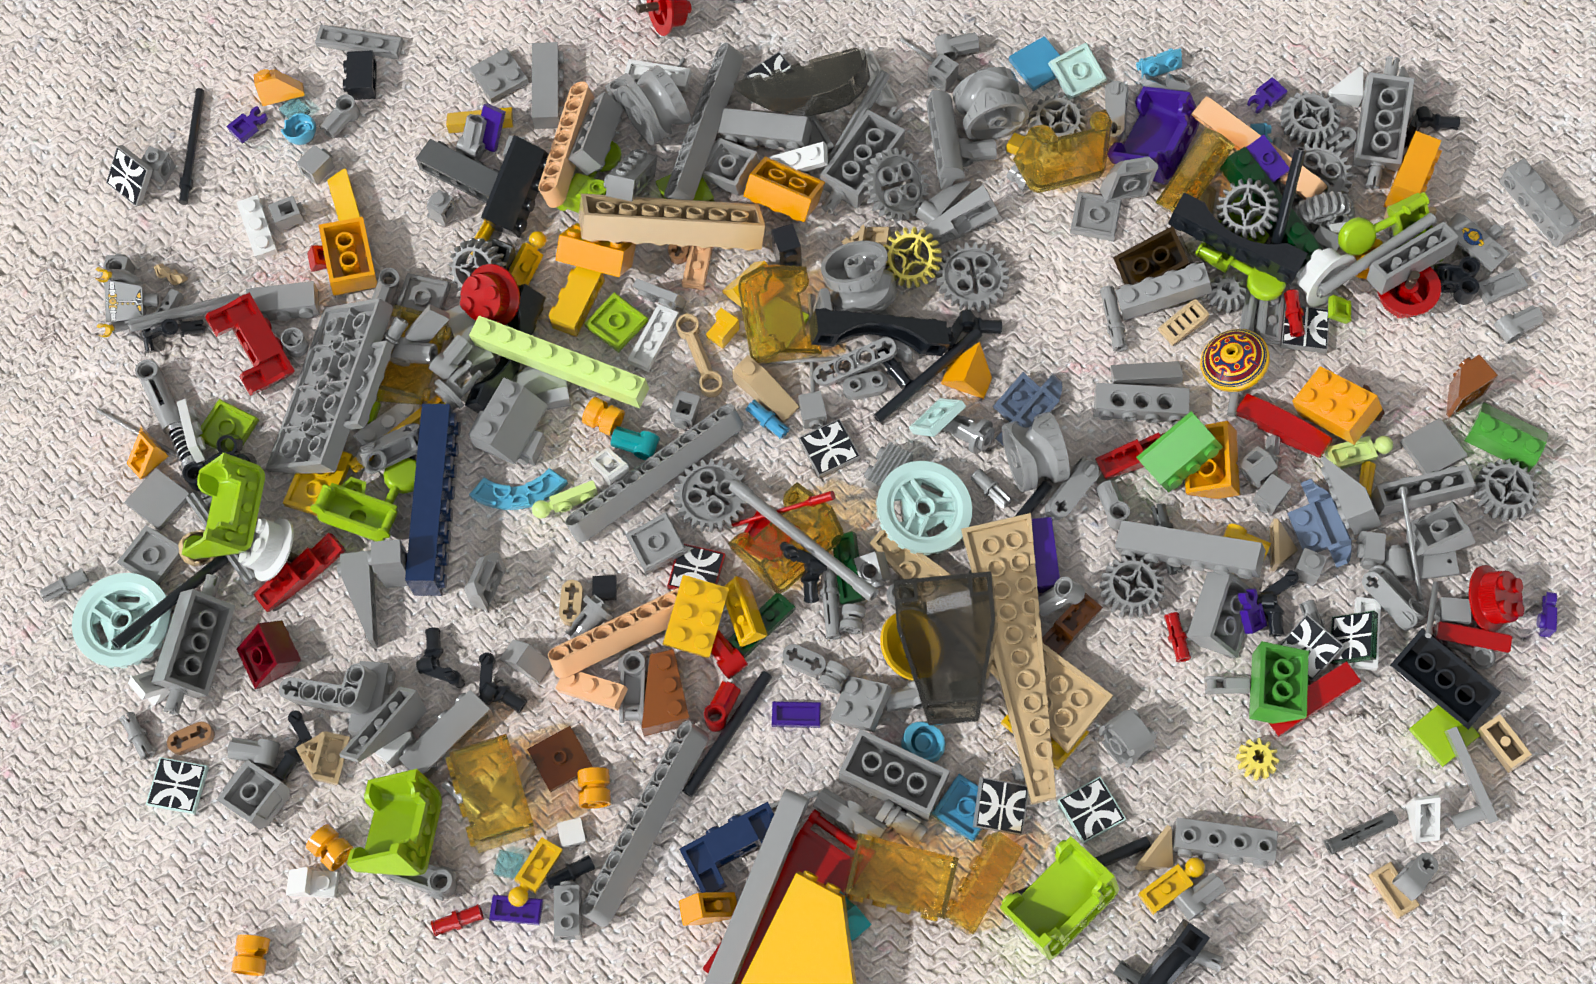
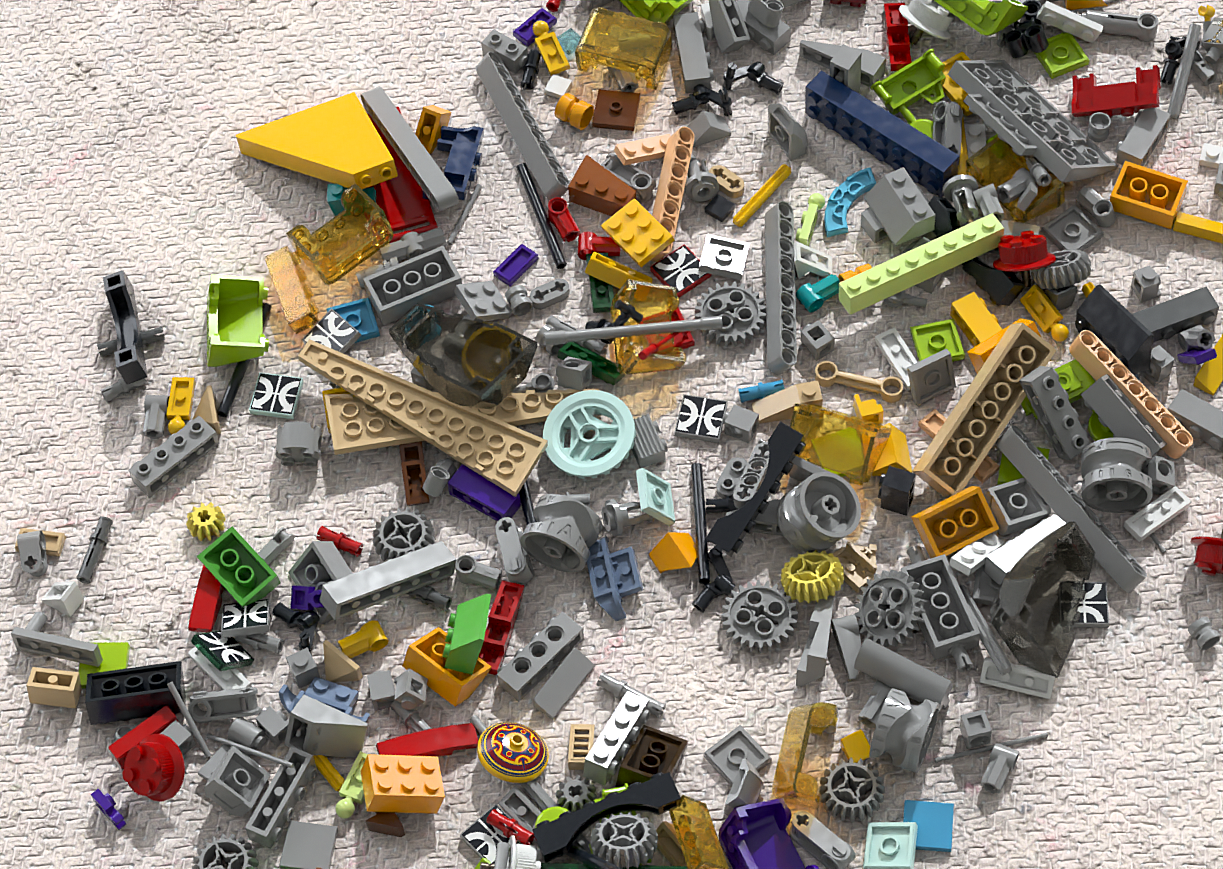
camera: 130 degrees right, 10 degrees down
(565, 562) = (762, 195): none -> yellow axle

